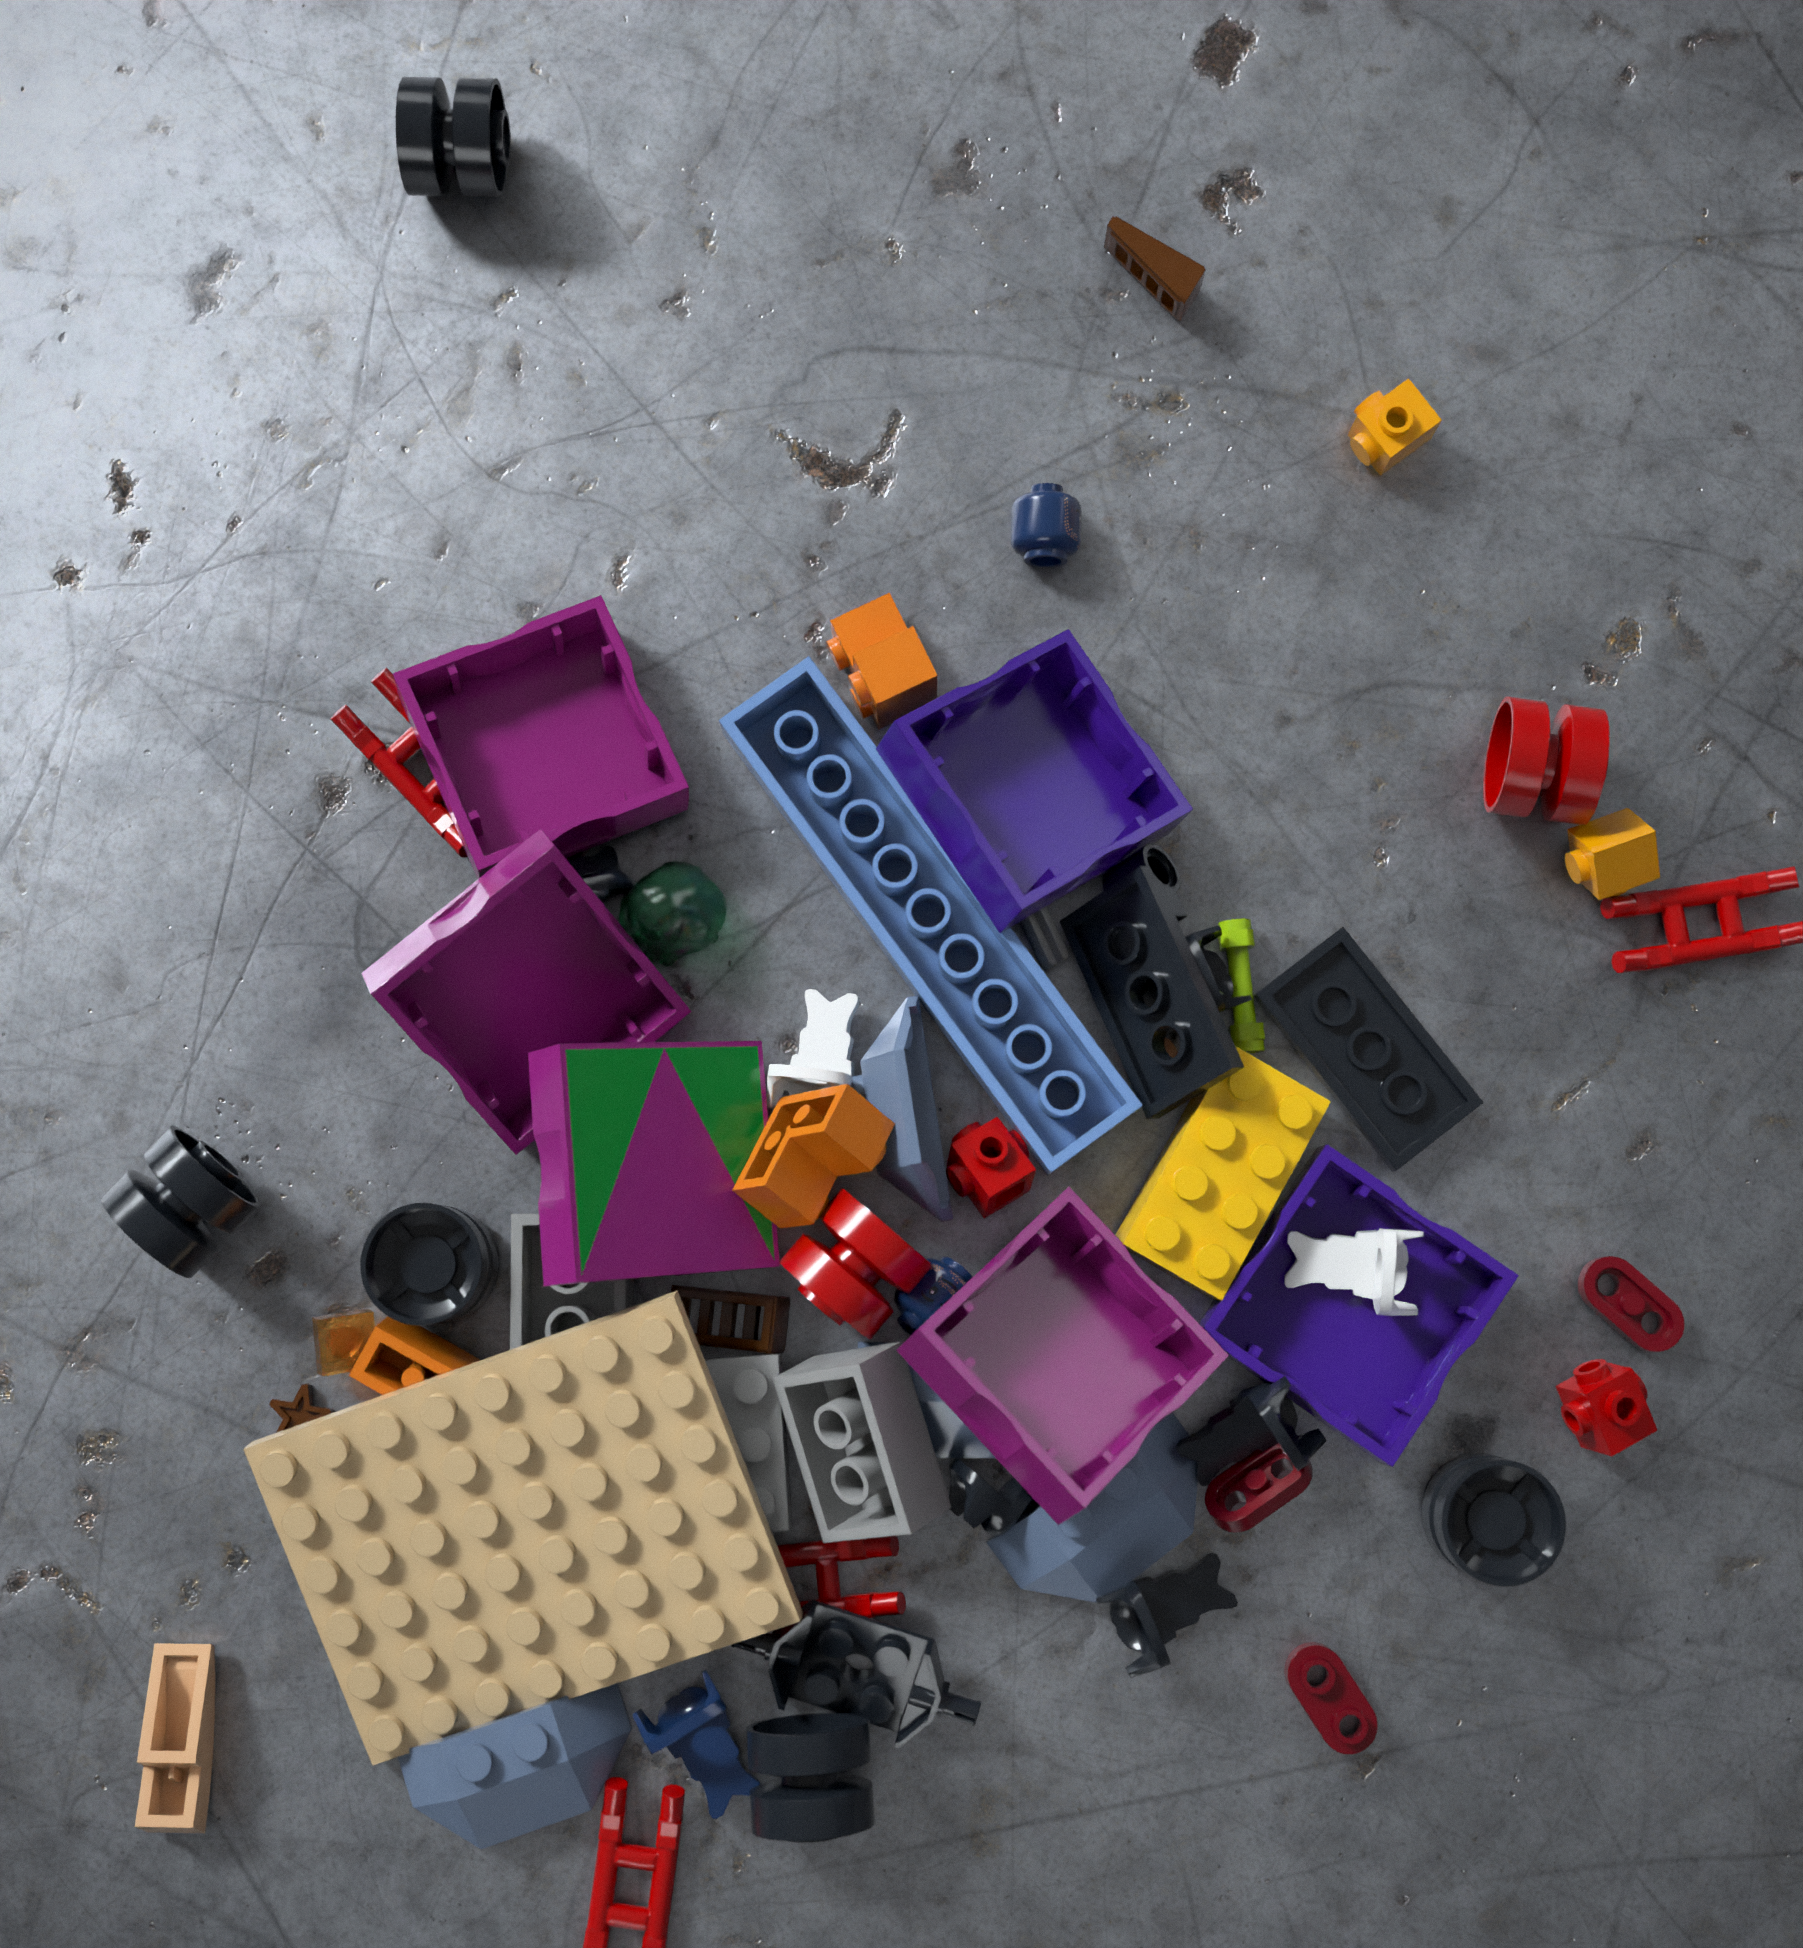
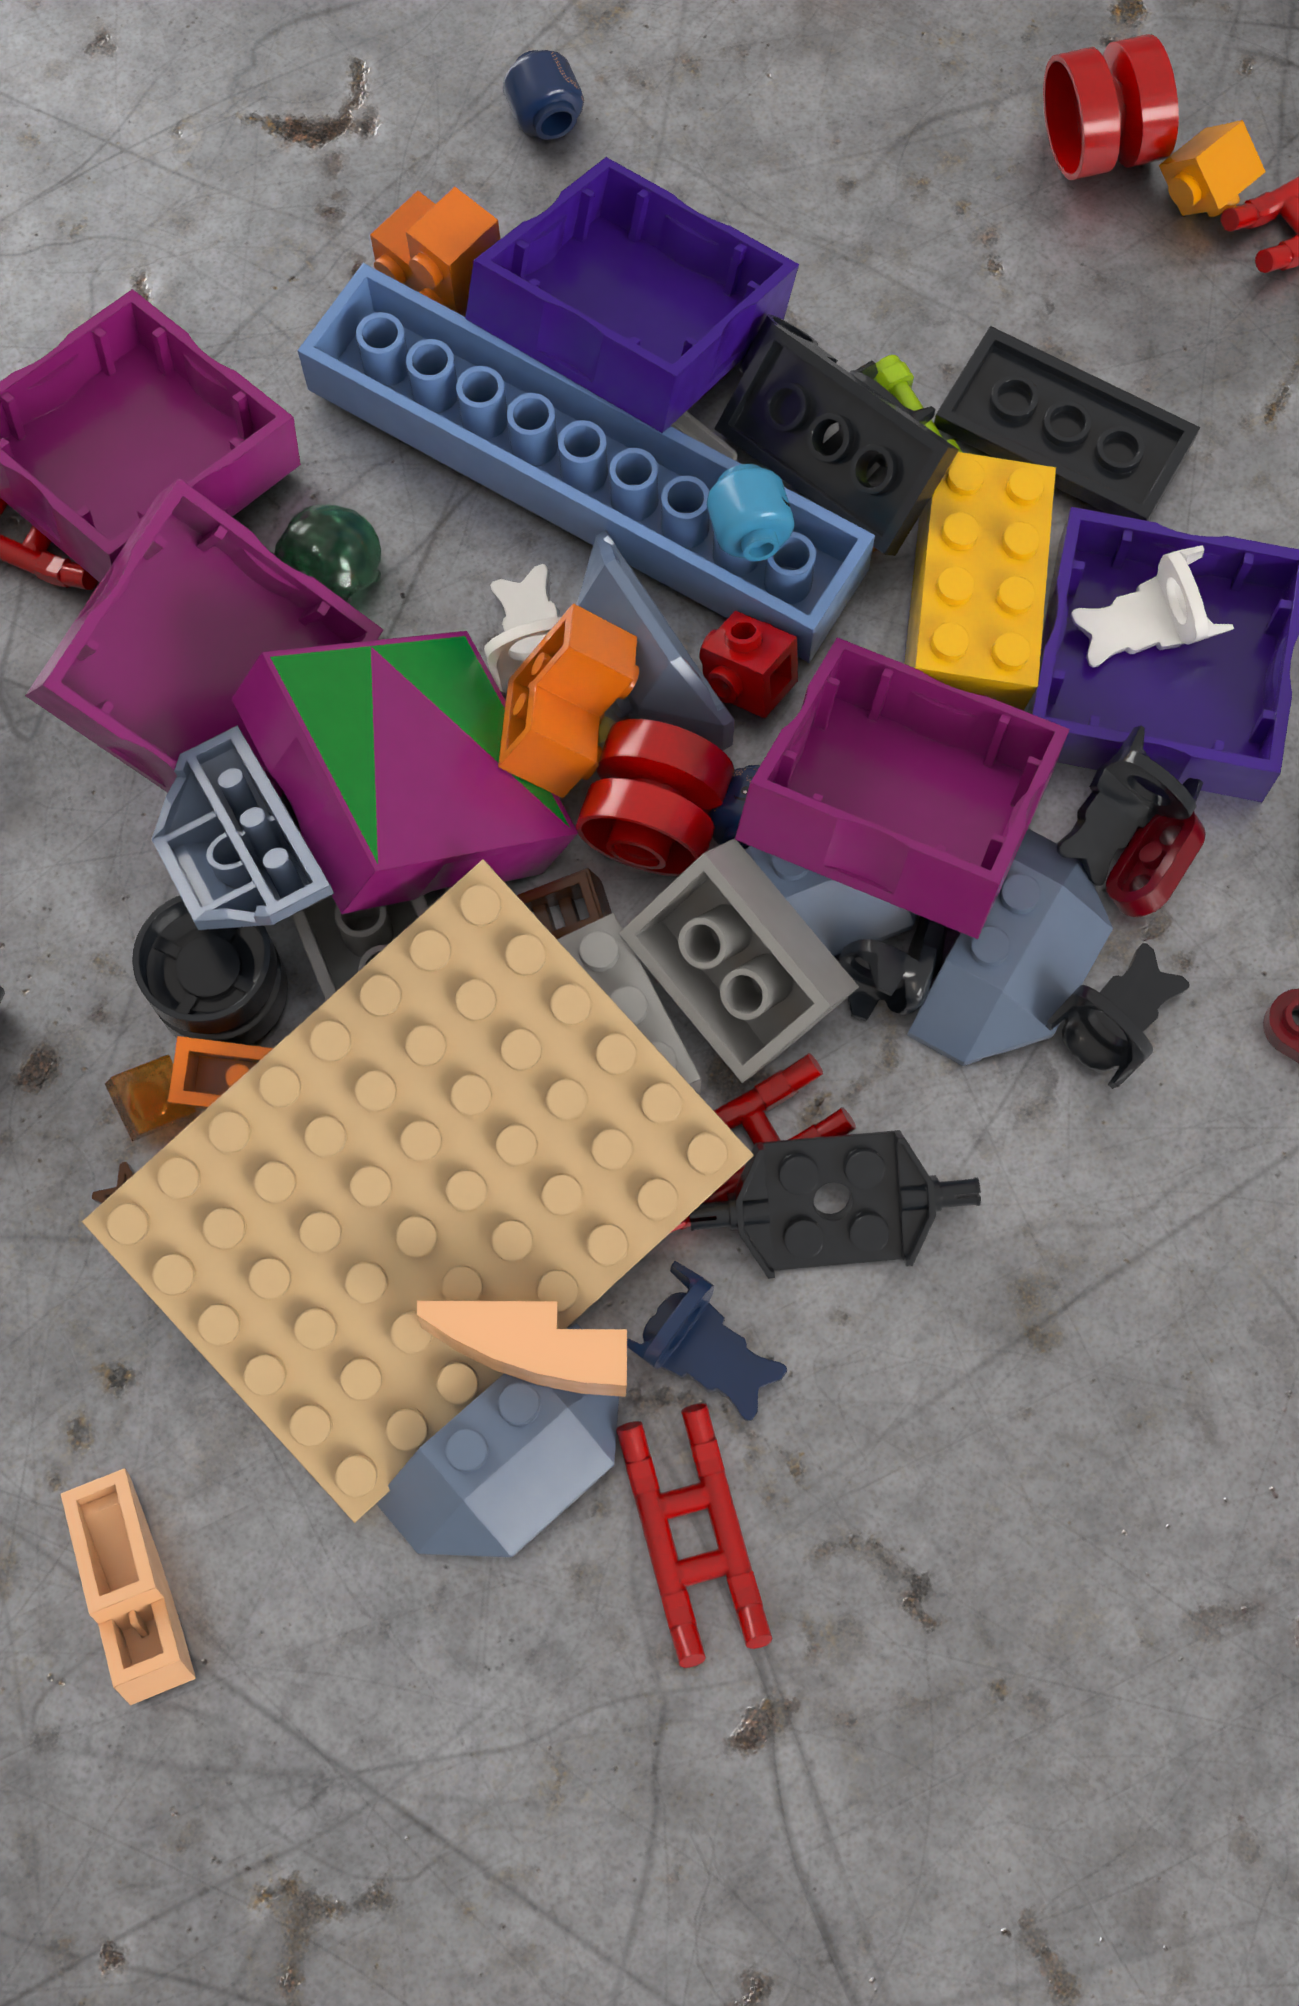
camera: 25 degrees left, 10 degrees down
(483, 1187) = (233, 840): none -> sand blue wedge
(552, 1707) = (527, 1344): none -> light nougat slope
(811, 1796) = (843, 1337): black wheel -> none
(1038, 1050) = (750, 512): none -> dark azure head

